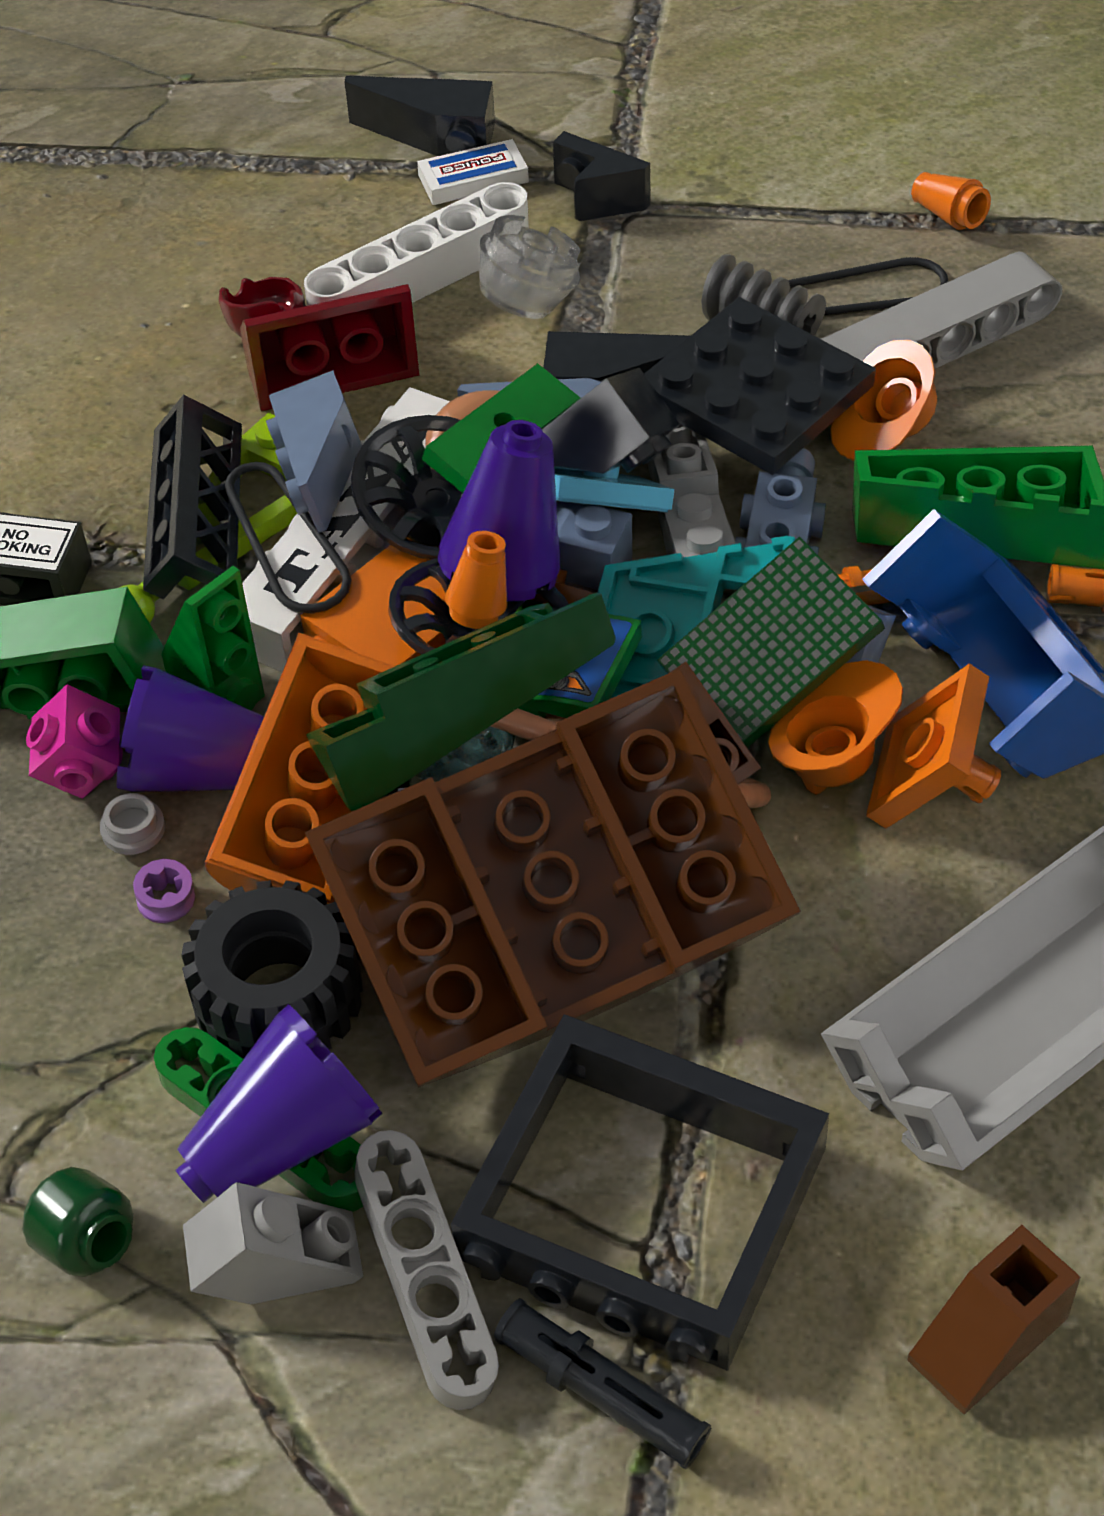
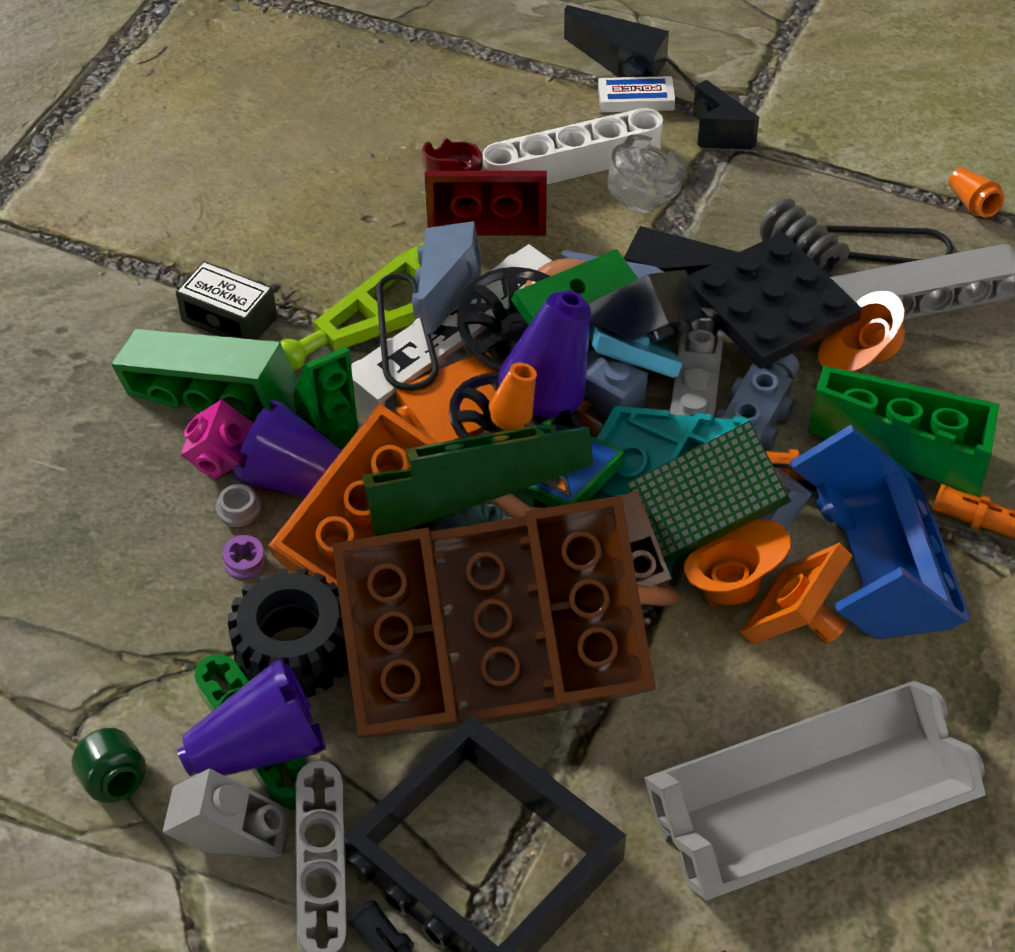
camera: 15 degrees right, 0 degrees up
(179, 487) = (349, 278): black fence -> none

